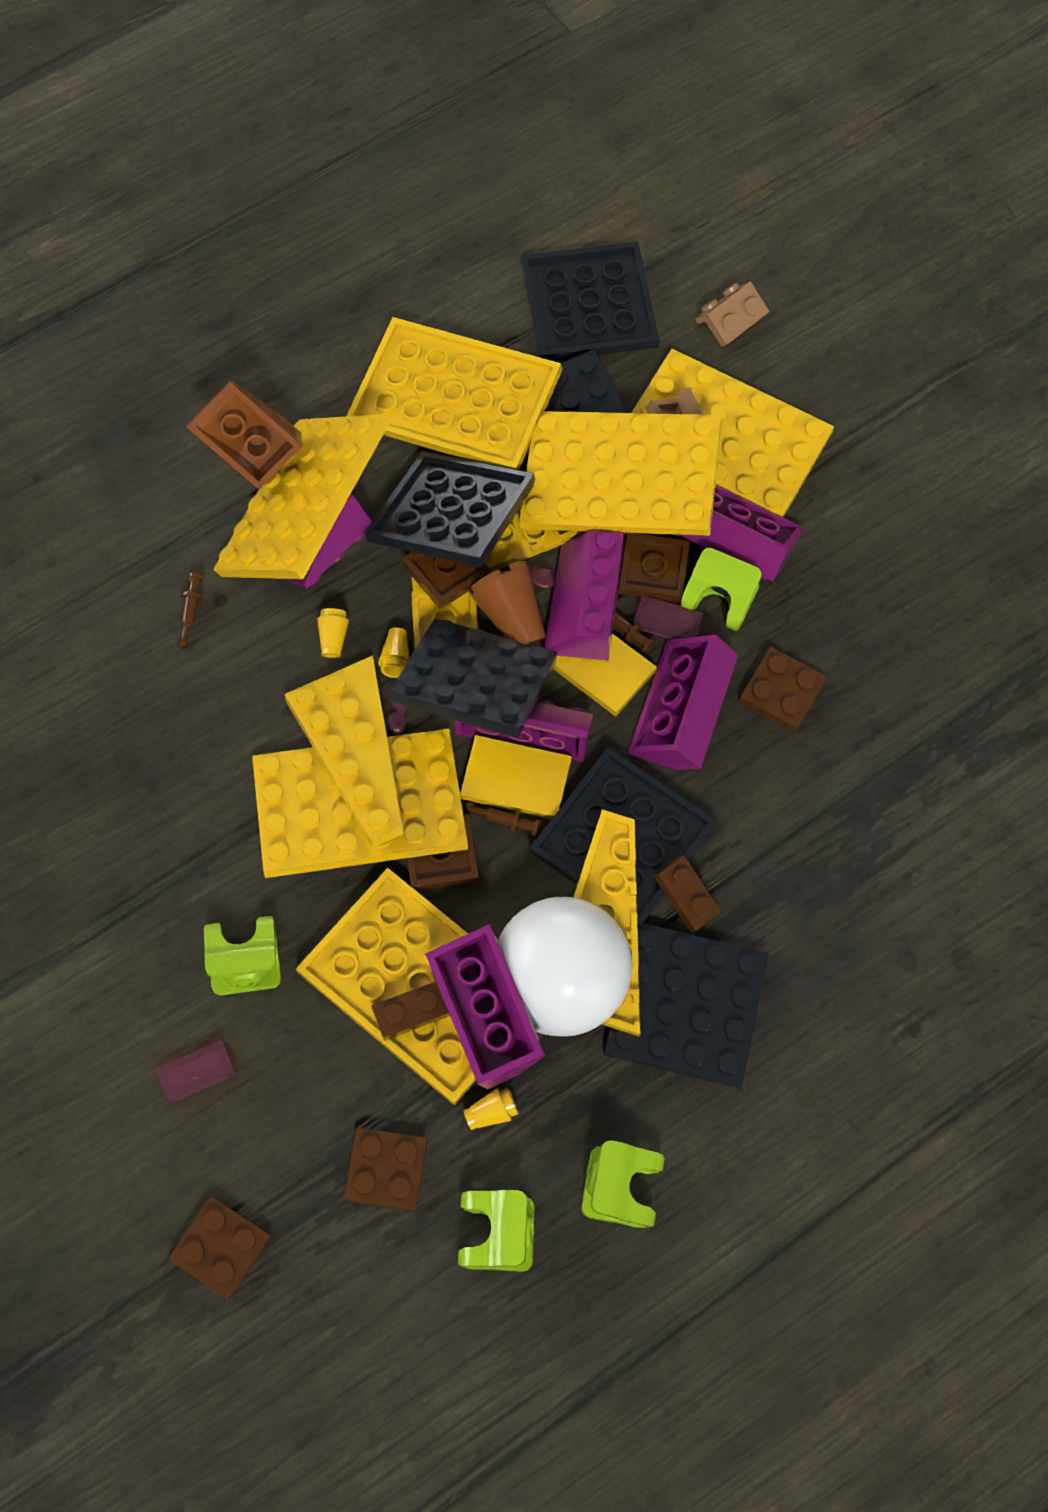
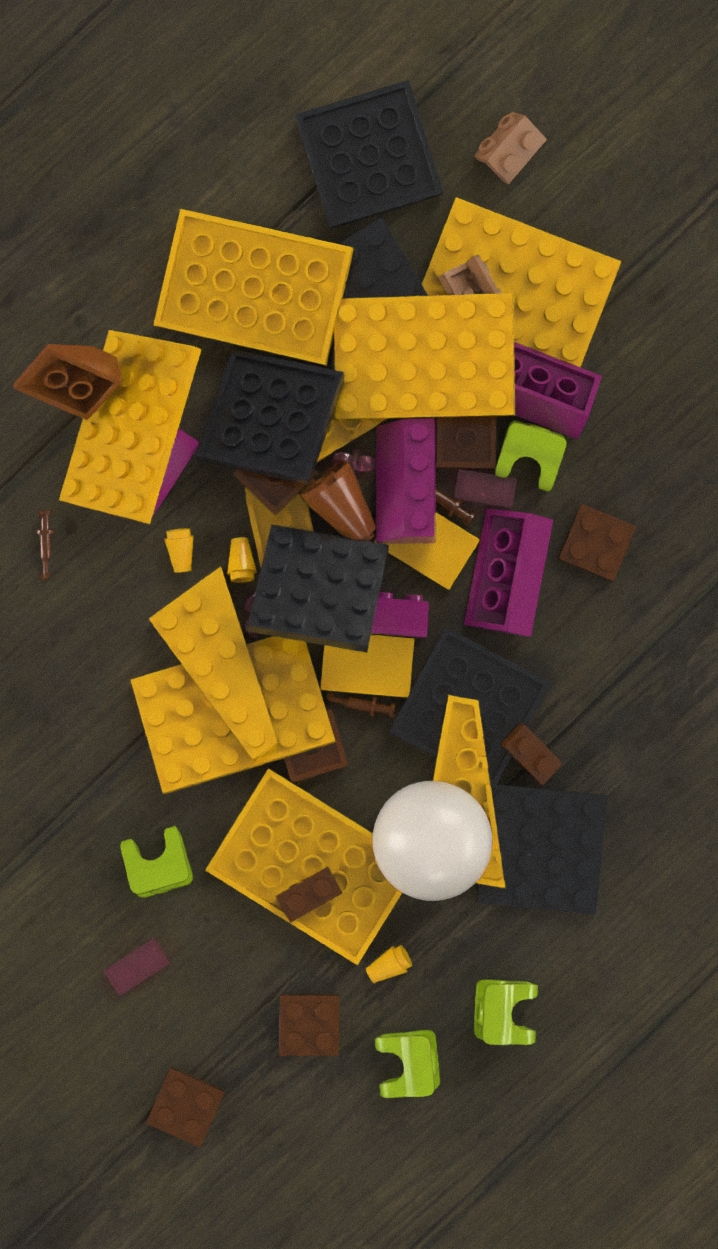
camera: 10 degrees left, 20 degrees up
(485, 1007) = (371, 891): magenta slope -> none

